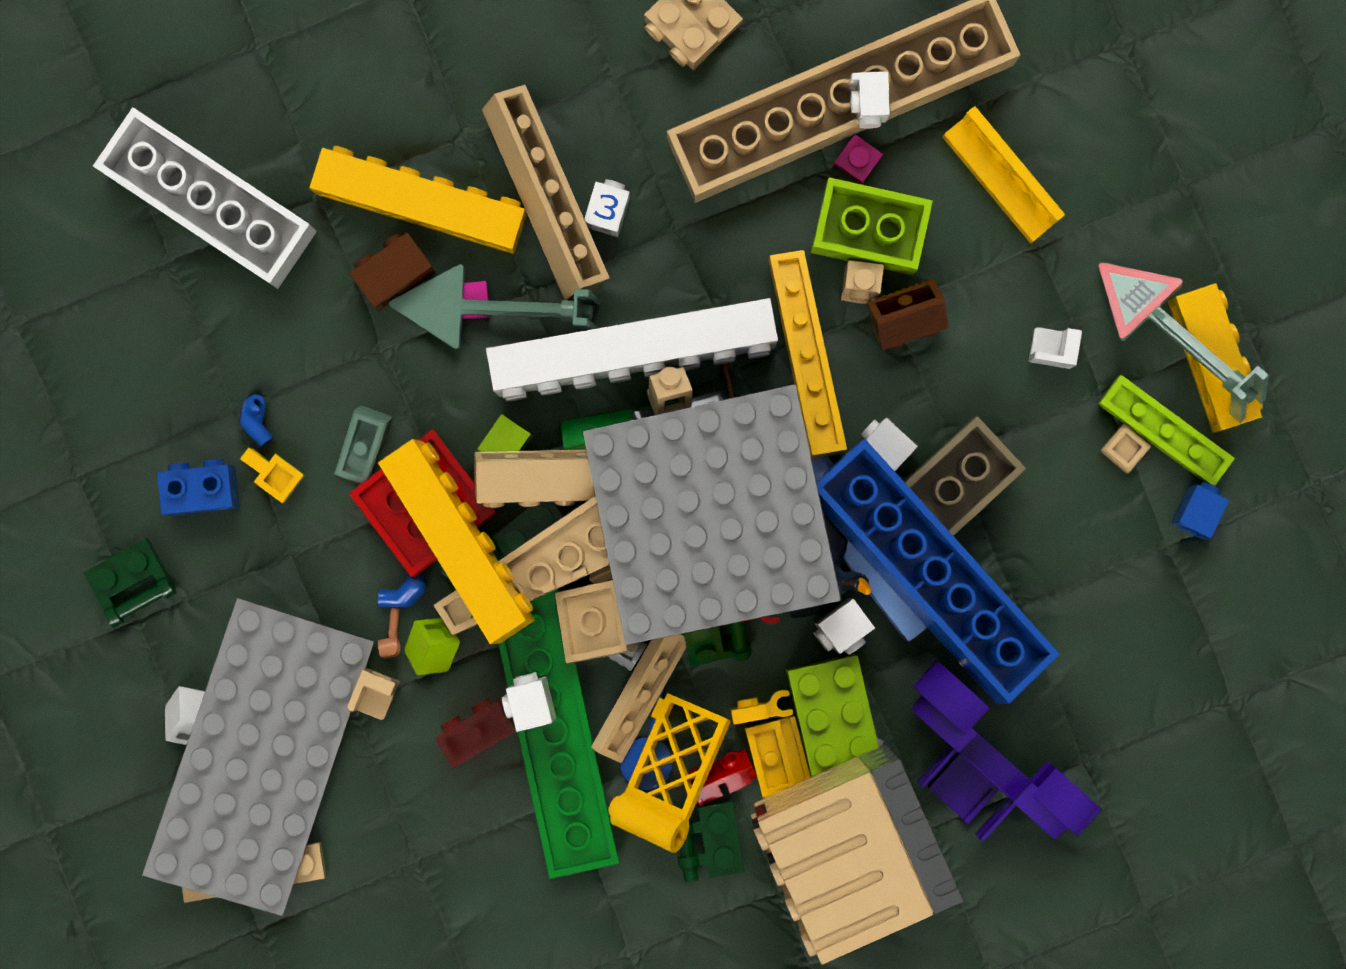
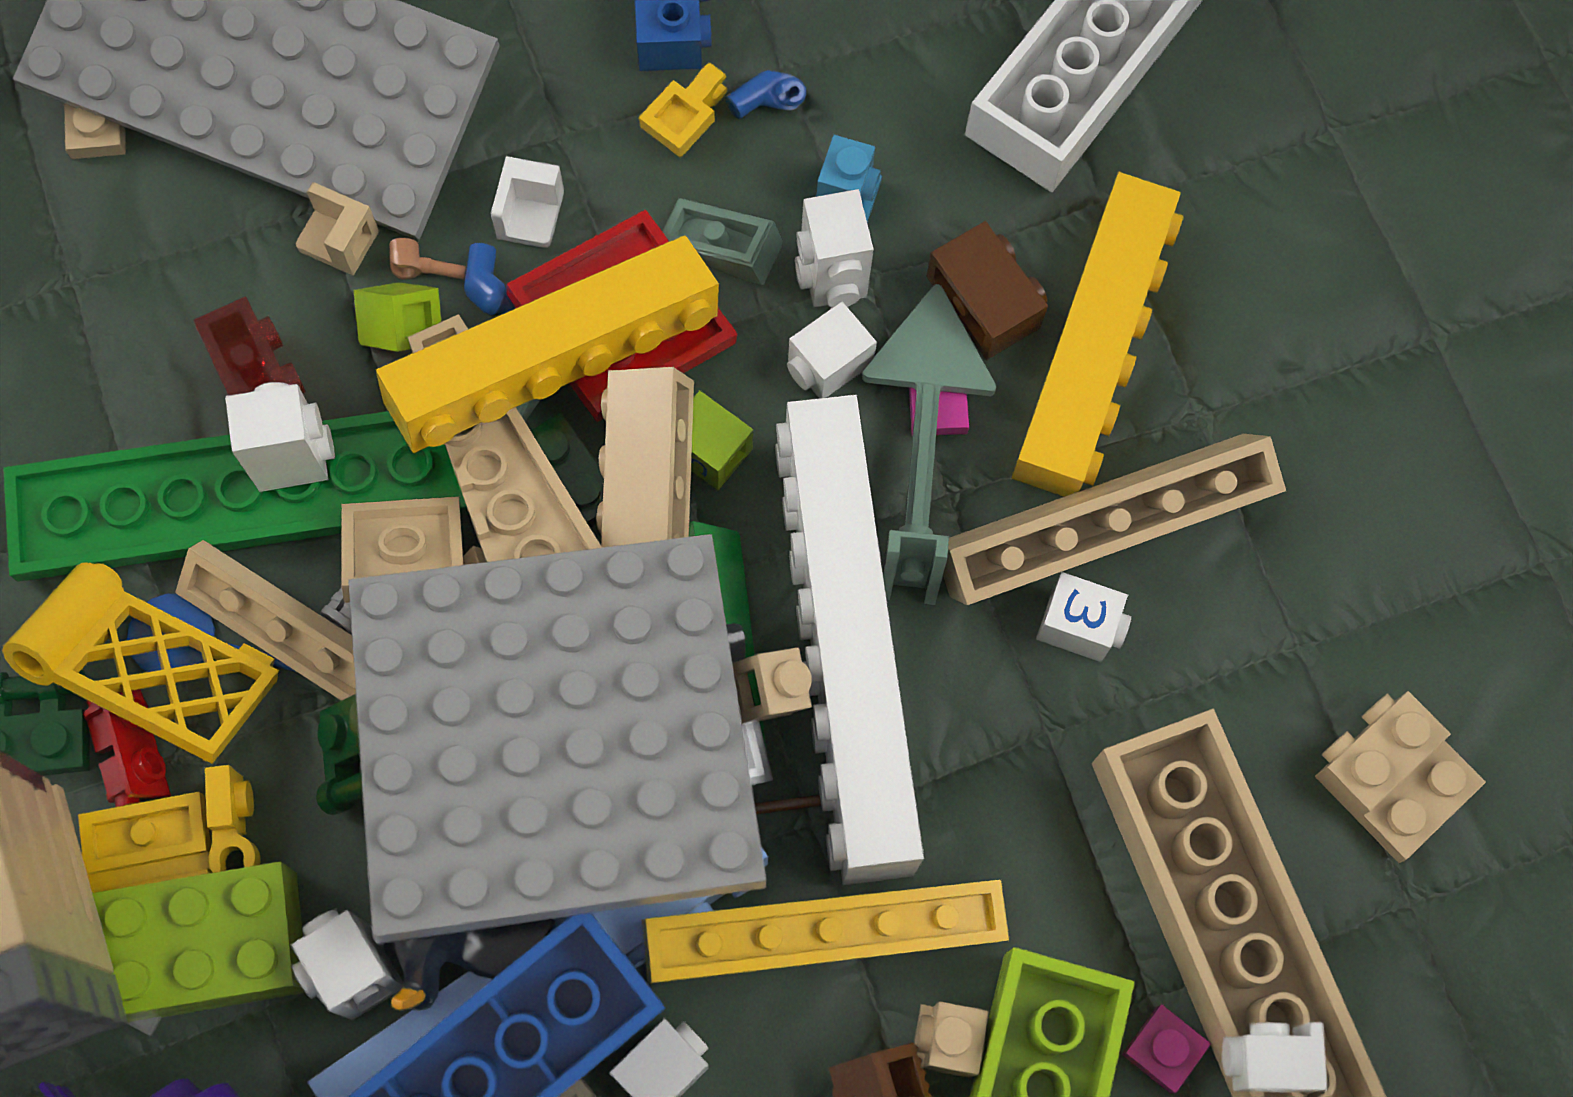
camera: 90 degrees right, 15 degrees down
(321, 363) = (850, 168): none -> dark azure brick
(347, 570) = (527, 202): none -> white panel
(377, 368) = (834, 249): none -> white brick
(441, 370) = (830, 351): none -> white brick

